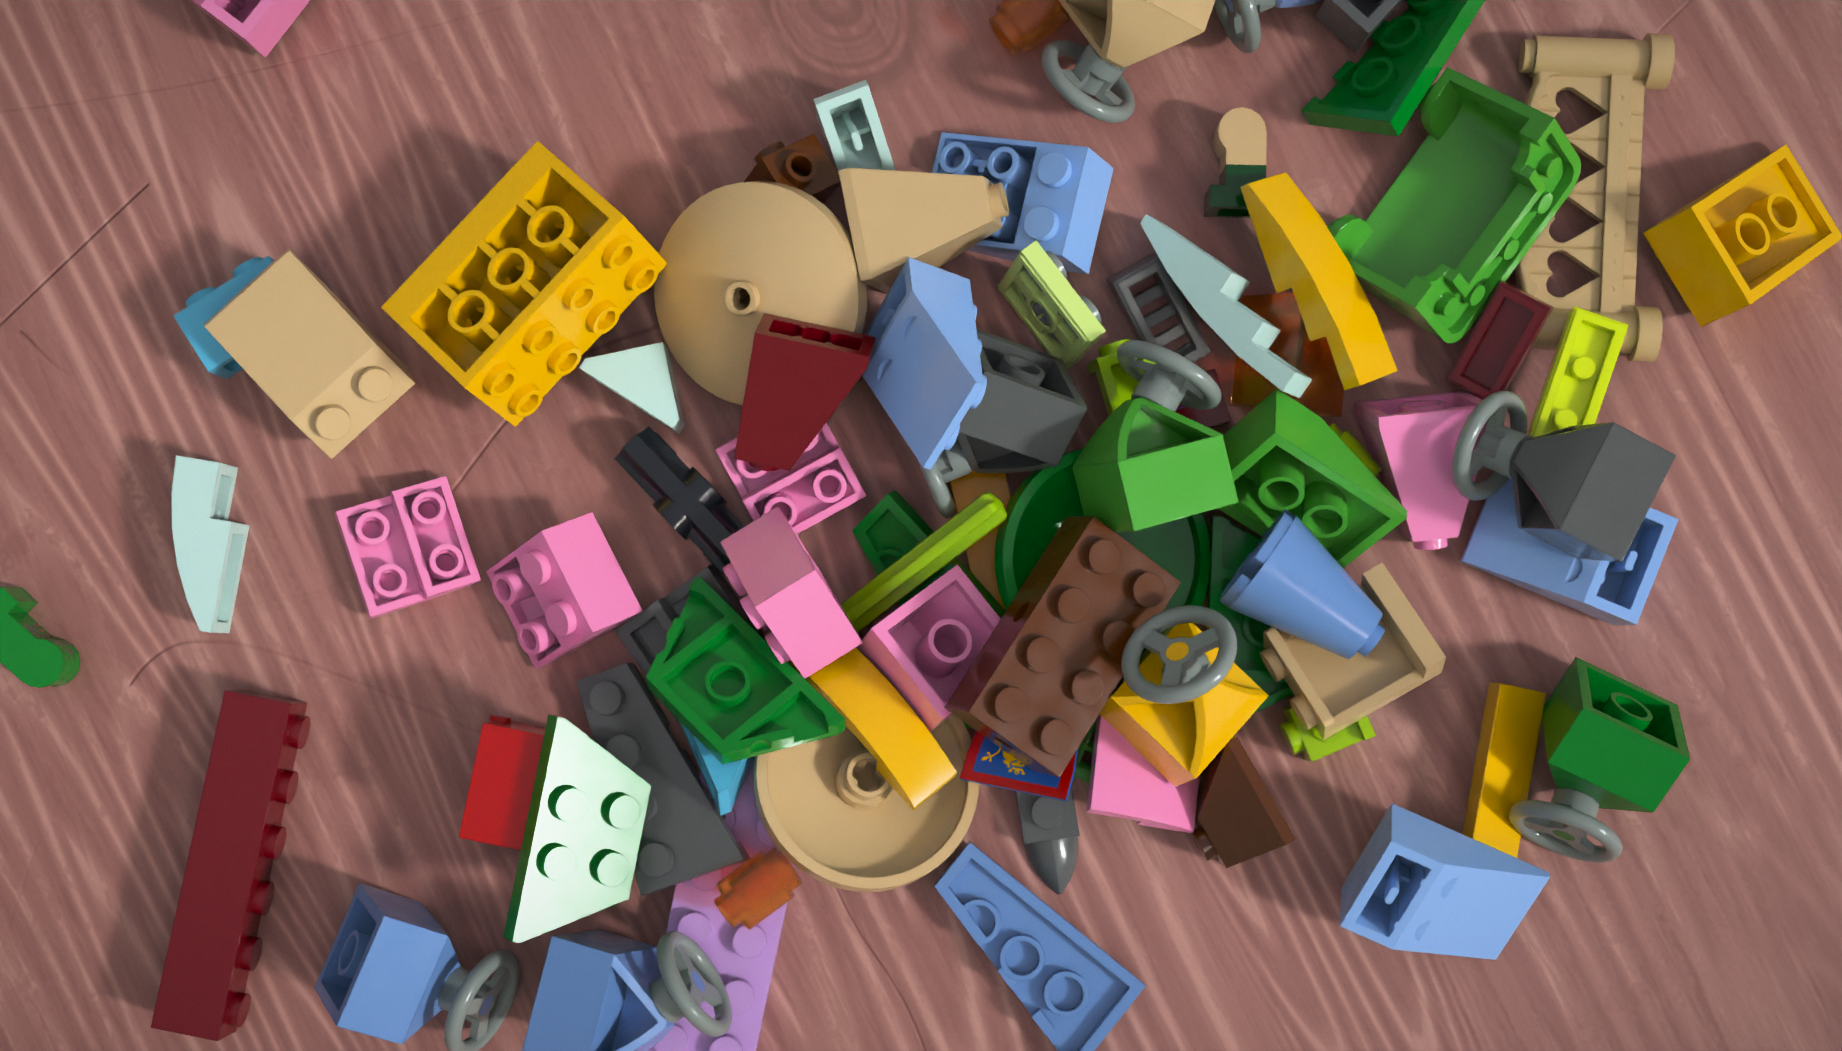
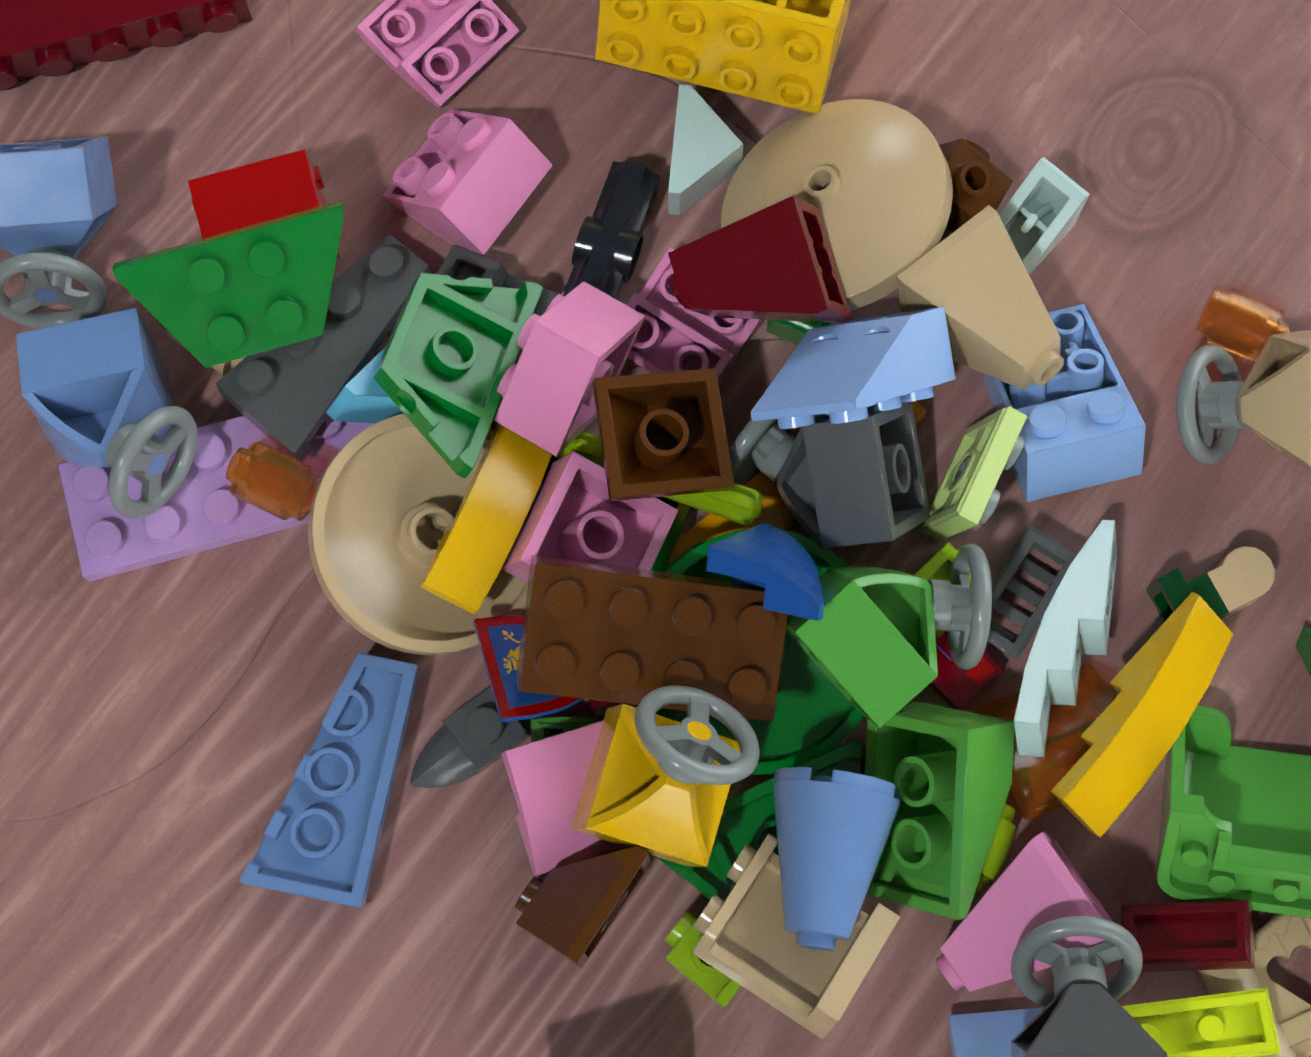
camera: 60 degrees right, 10 degrees down
(899, 547) = (662, 434): none -> reddish brown slope
(1064, 514) = (771, 562): none -> blue slope

